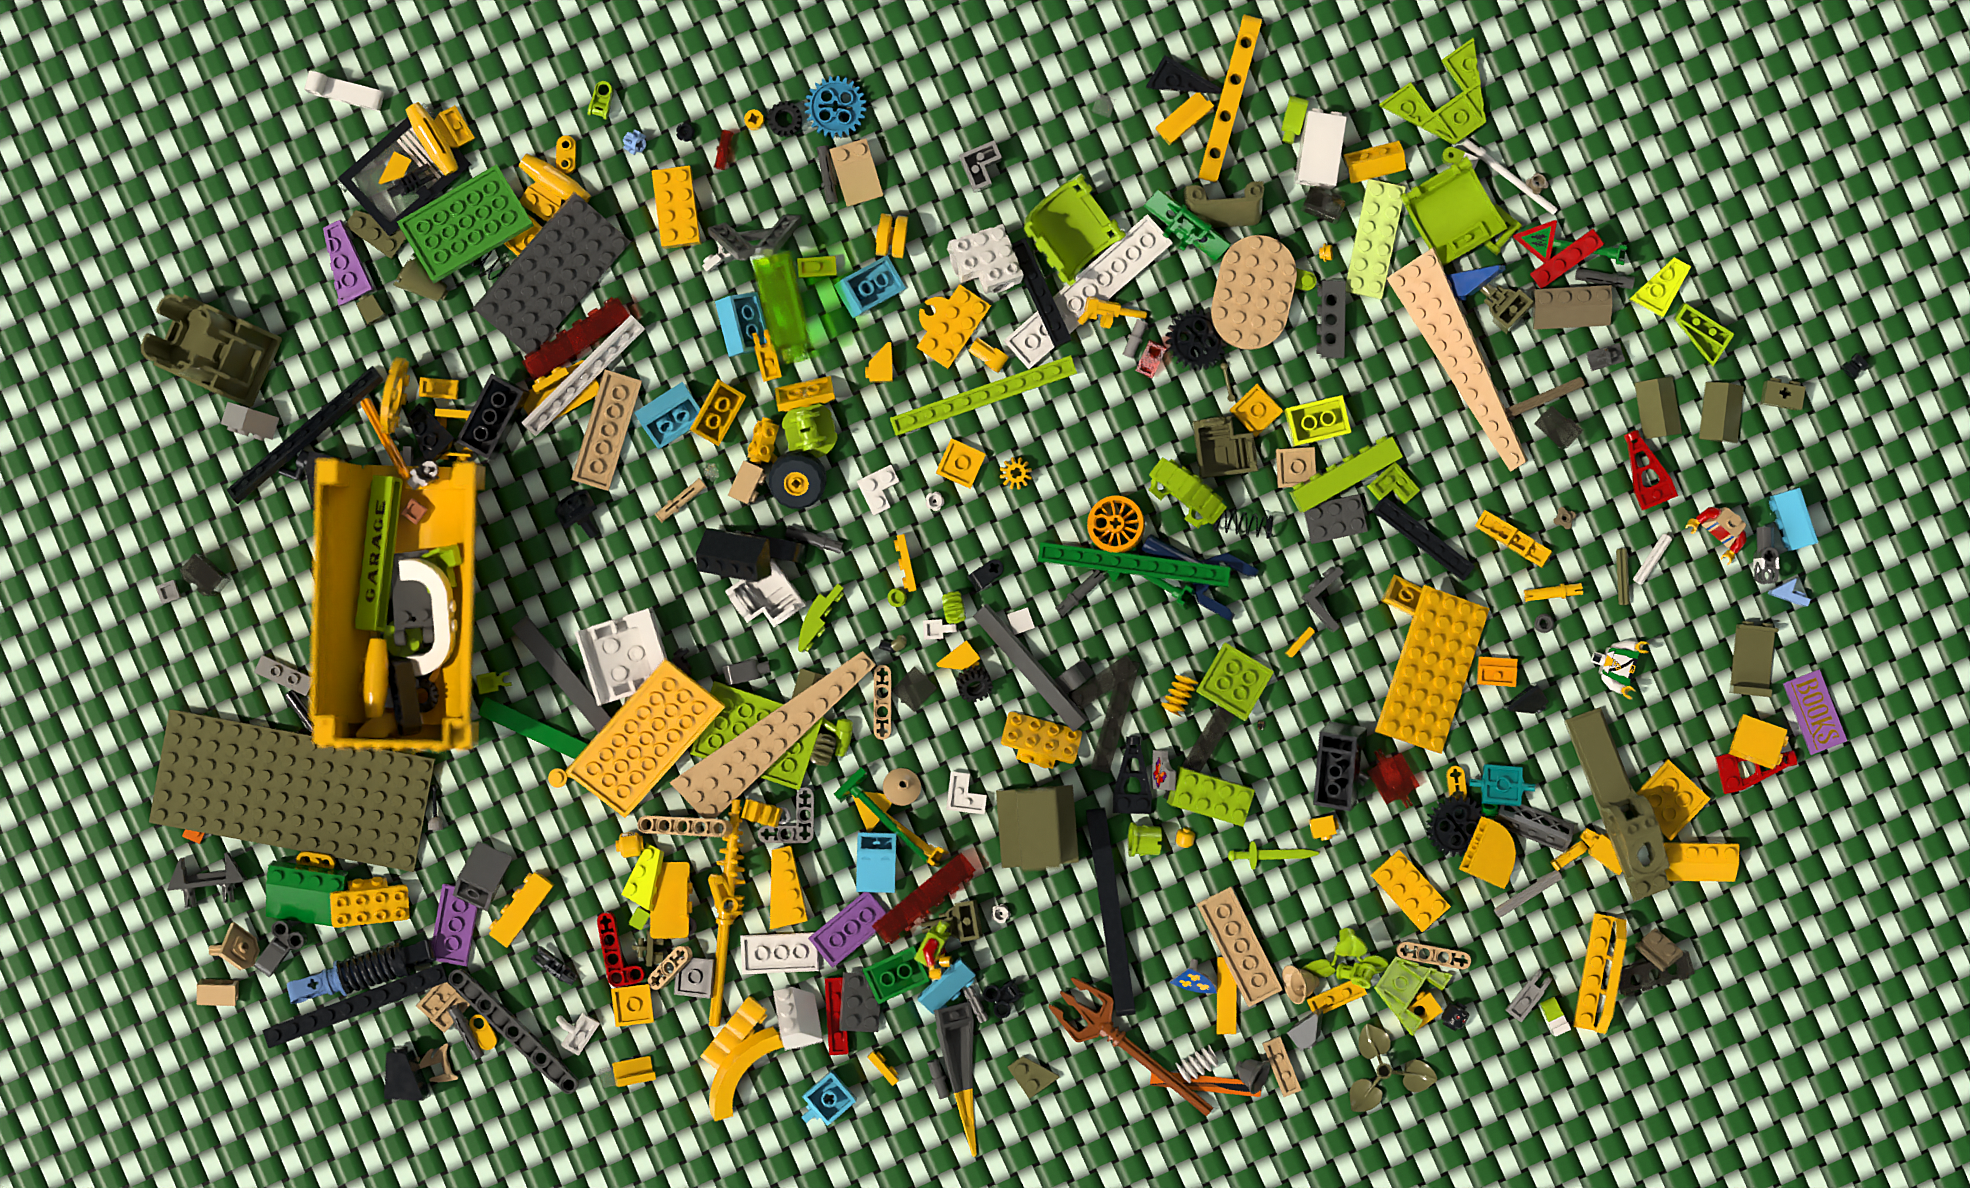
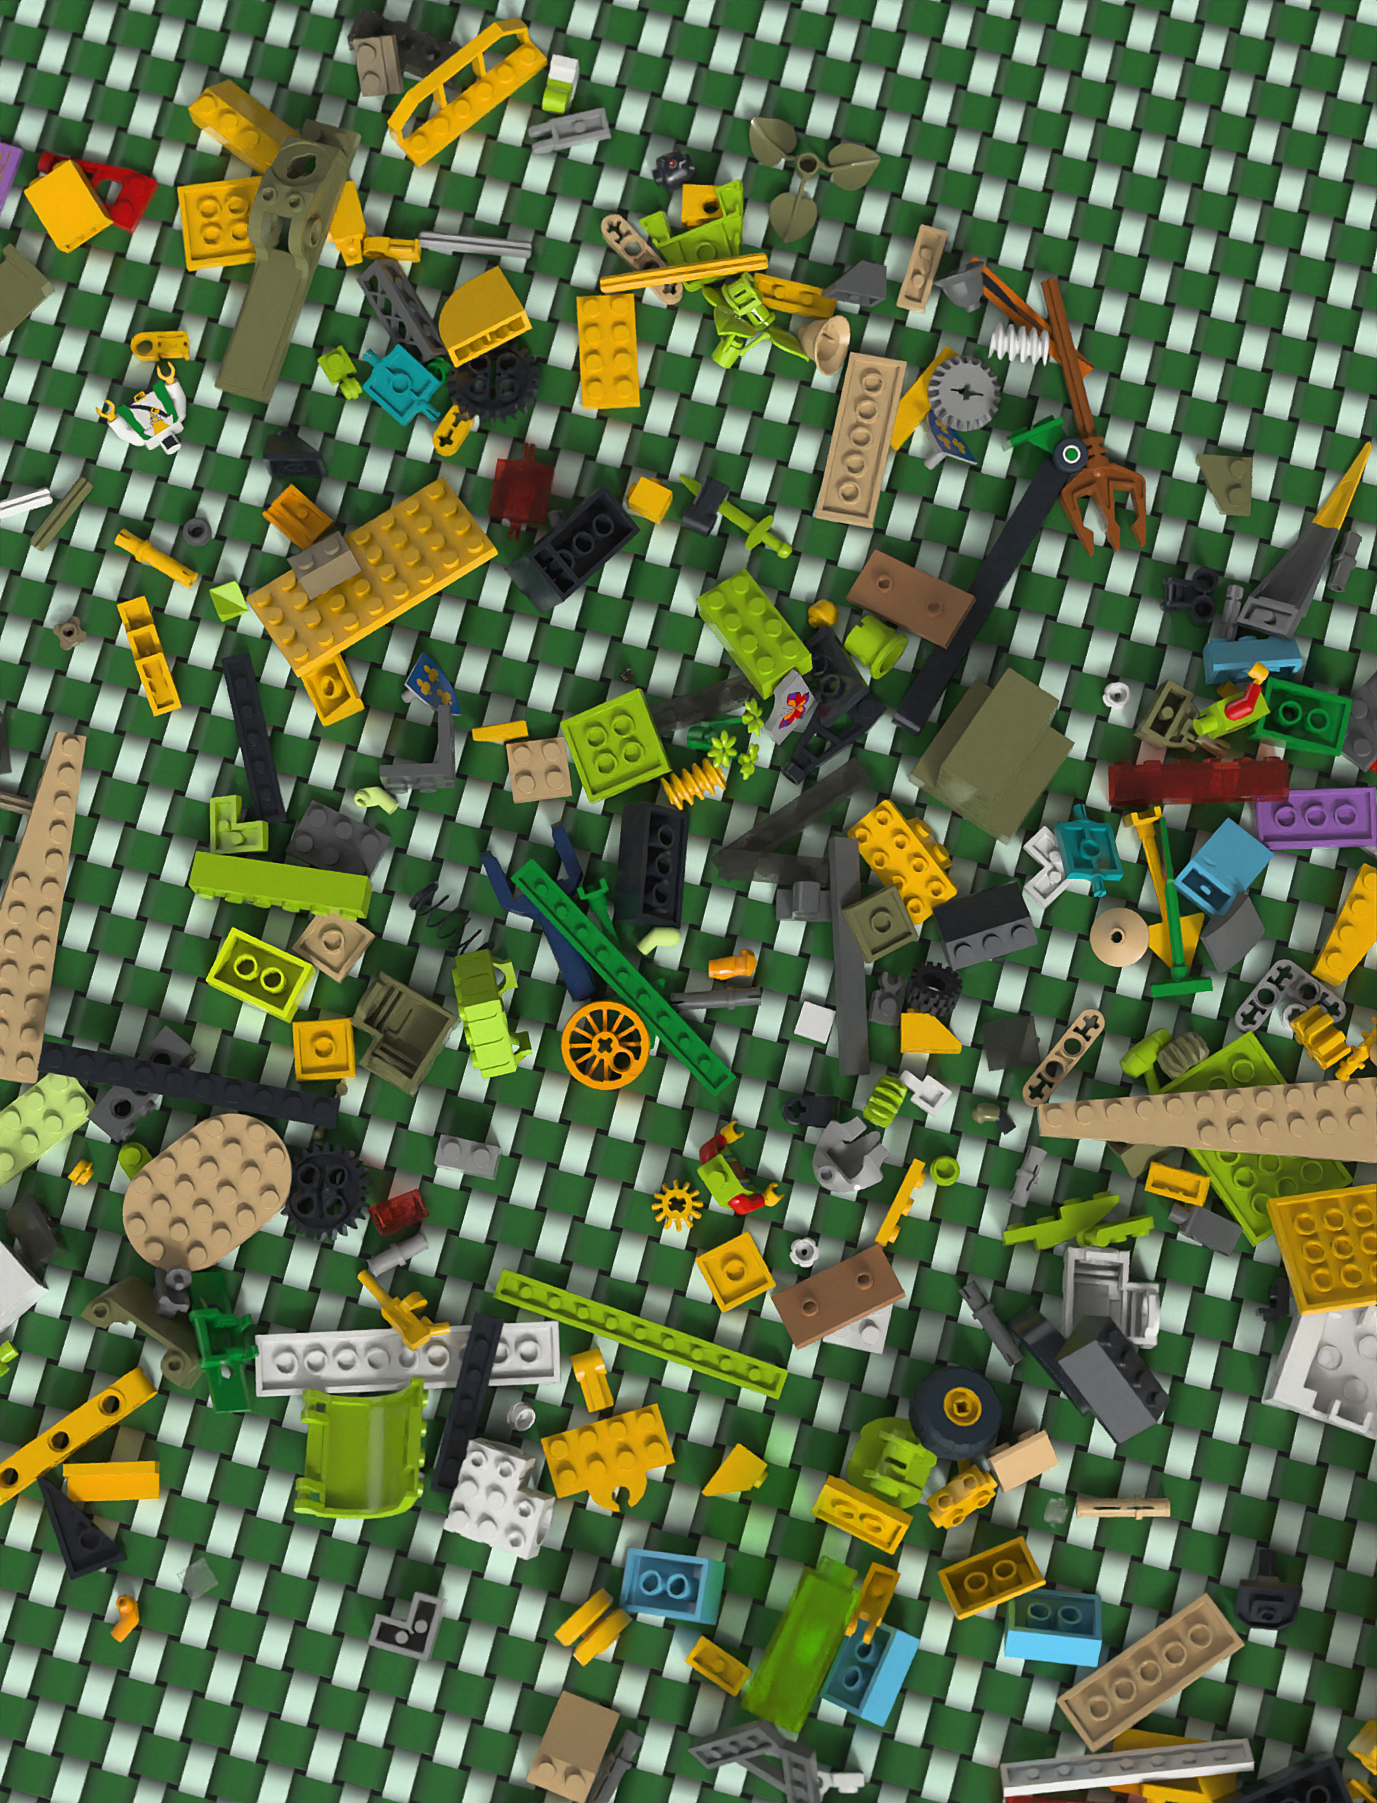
camera: 135 degrees left, 10 degrees down
(776, 682) = (1177, 1183): none -> yellow plate
(788, 633) = (1115, 1231): none -> lime plate
(844, 831) = (1232, 935): none -> dark grey slope
(853, 627) = (1027, 1176): none -> light grey pin
(900, 491) = (838, 1296): none -> medium nougat plate
(951, 817) = (1088, 850): none -> teal plate
(952, 560) = (840, 1164): none -> light grey piece
(973, 736) = (984, 925): none -> black slope
(991, 658) = (885, 1004): none -> dark grey plate
(1002, 506) = (727, 1178): none -> torso
(1009, 308) = (520, 1416): none -> white plate
(1027, 696) = (880, 923): none -> olive plate
(1084, 616) = (730, 966): none -> light orange arm
(1122, 61) = (128, 1617): none -> light orange arm
(1126, 1022) = (1067, 452): none -> green plate
(1134, 601) = (659, 937): none -> yellowish green arm
(1139, 413) = (468, 1157): none -> light grey brick
(1145, 879) = (911, 599): none -> medium nougat plate
(1150, 807) = (835, 676): none -> black wing
(1166, 634) = (651, 866): none -> black slope
(1193, 721) = (706, 739): none -> lime plant
(1218, 1019) = (950, 405): none -> light grey gear
(1230, 230) = (172, 1290): none -> dark grey hips
(1264, 639) = (539, 770): none -> tan plate
(1290, 841) = (702, 513): none -> black piece
(1307, 337) = (188, 1085): none -> black plate
(1337, 559) = (375, 796): none -> yellowish green arm
(1354, 637) = (430, 686): none -> blue shield
(1403, 962) = (684, 272): none -> yellow axle
(1461, 655) = (324, 564): none -> dark tan slope
(1496, 600) = (229, 600): none -> lime slope
(1544, 769) = (338, 368): none -> lime plate
(1645, 709) = (165, 345): none -> yellow piece

